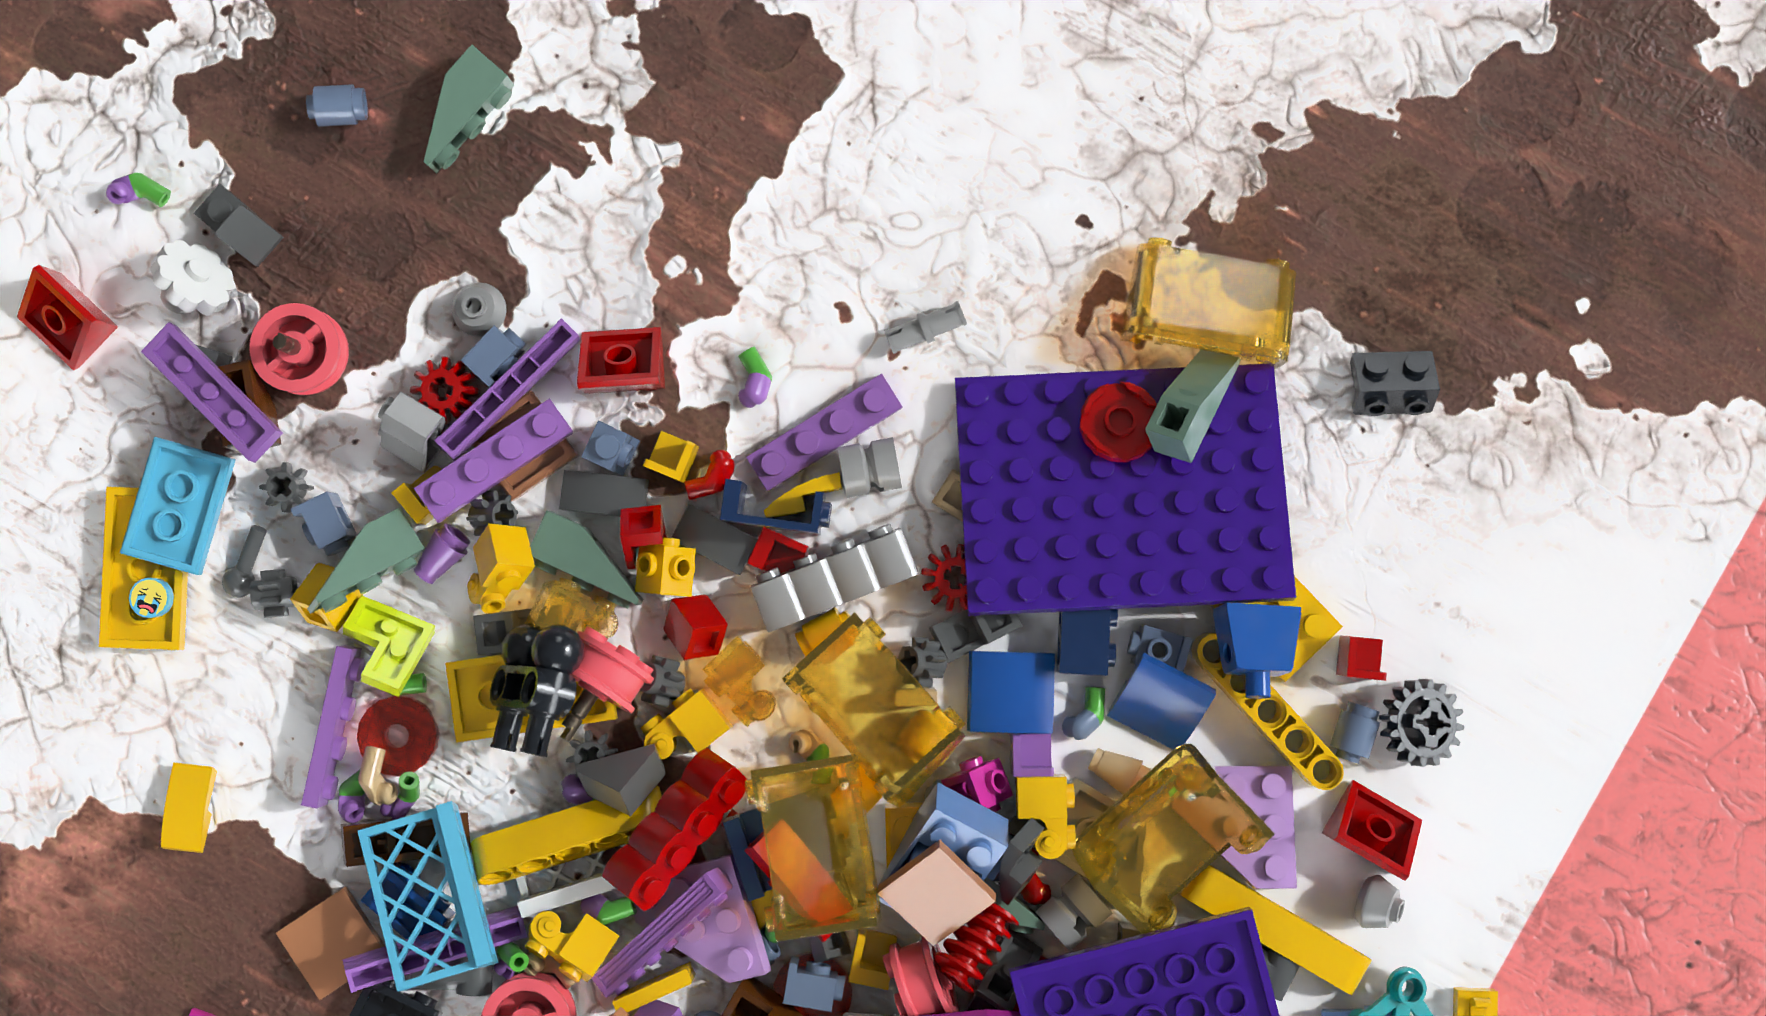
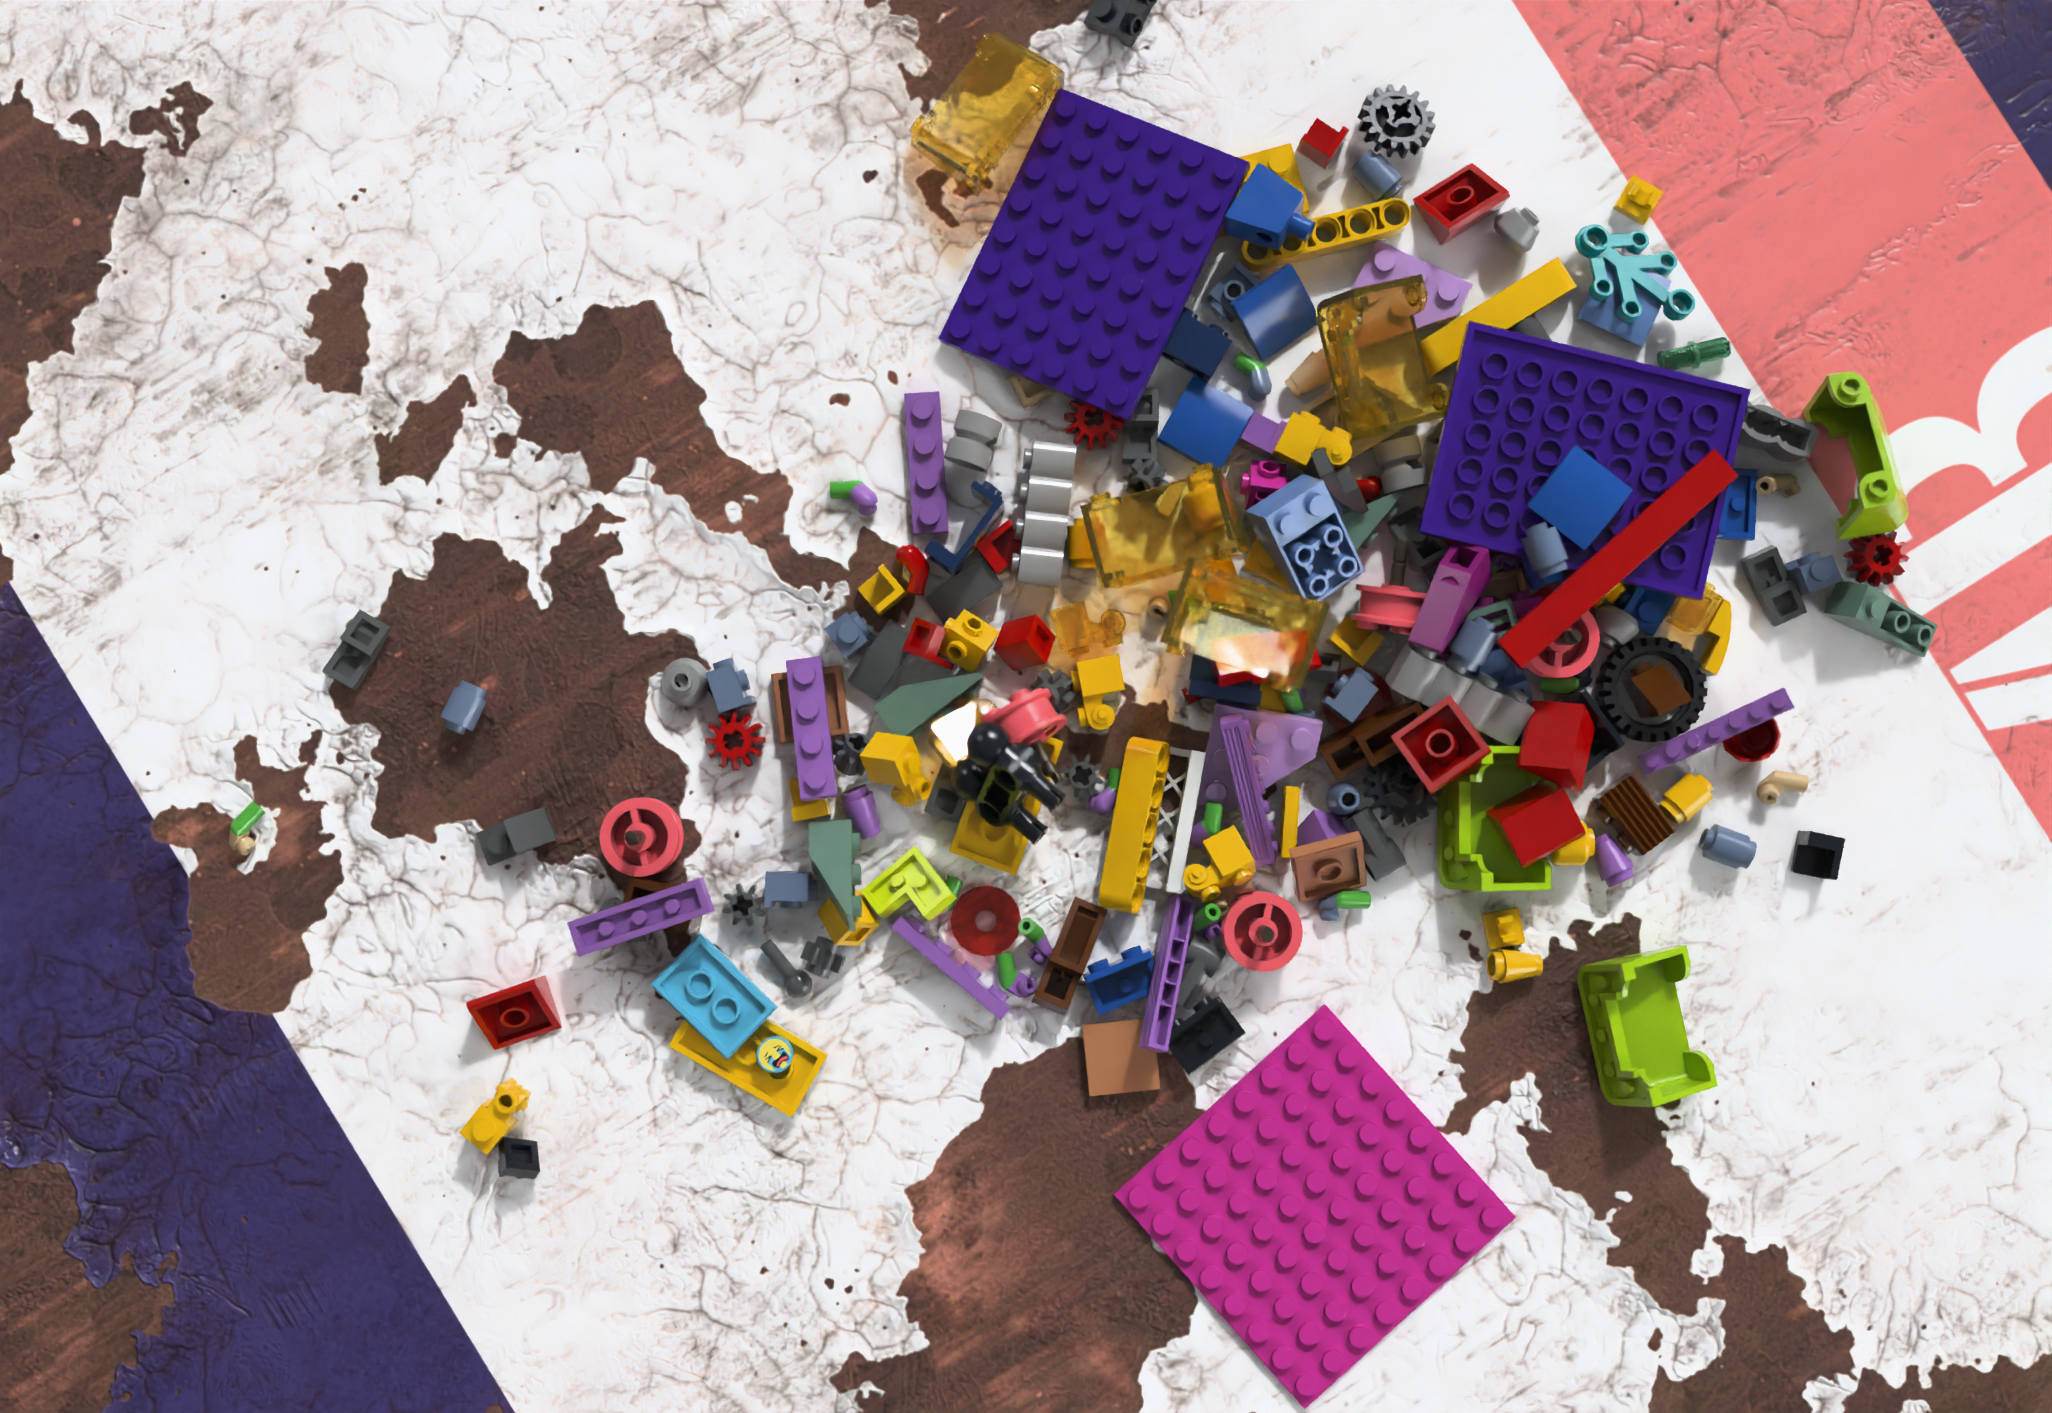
camera: 60 degrees left, 0 degrees up
(136, 187) = (442, 901): arm -> none
(186, 807) = (954, 1114): yellow slope -> none
(191, 278) = (541, 892): white plant -> none
(372, 781) = (1007, 955): tan arm -> none
(410, 430) = (753, 780): light grey brick -> none
(463, 888) = (1129, 923): medium azure fence -> none
(466, 98) = (511, 598): sand green slope -> none
(507, 390) = (761, 689): medium lavender piece -> none
(621, 361) = (786, 590): red slope -> none
(623, 778) = (1112, 757): dark grey slope -> none
(670, 835) = (1176, 738): red brick -> none
(793, 500) = (967, 513): yellow slope -> none
(925, 327) = (886, 340): light grey pin -> none
(936, 893) = (1329, 554): tile -> none
(972, 945) = (1381, 550): red piece -> none
(1116, 421) = (1041, 226): red tile -> none
(1190, 405) = (1058, 164): sand green slope -> none

